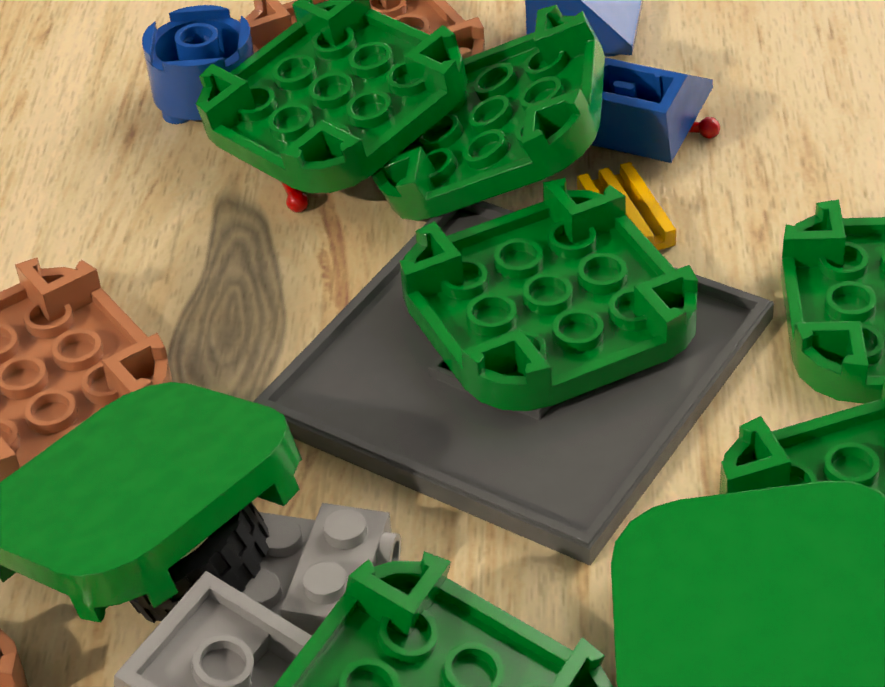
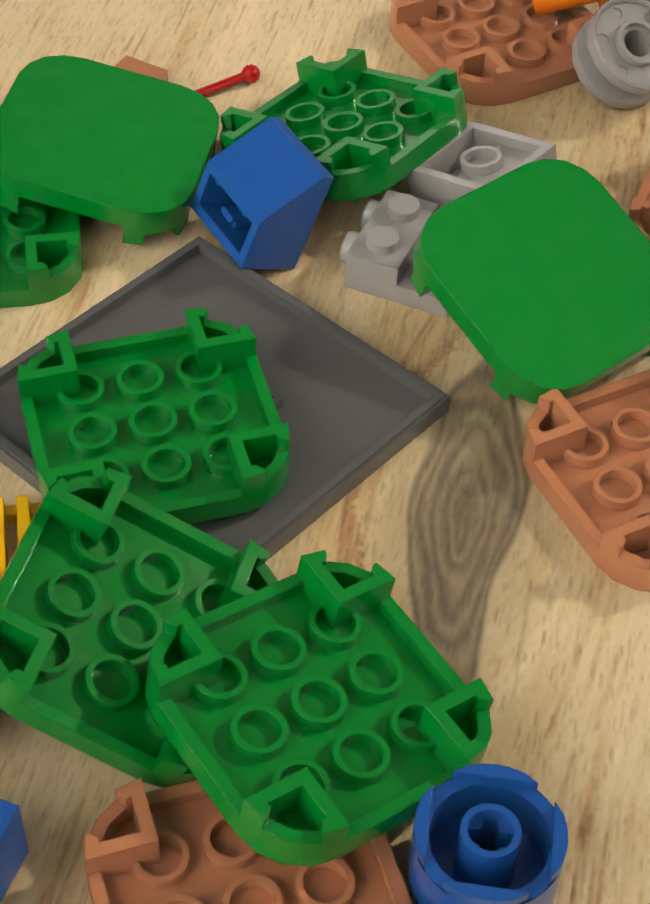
camera: 175 degrees left, 5 degrees up
(513, 551) = (263, 196): none -> blue slope

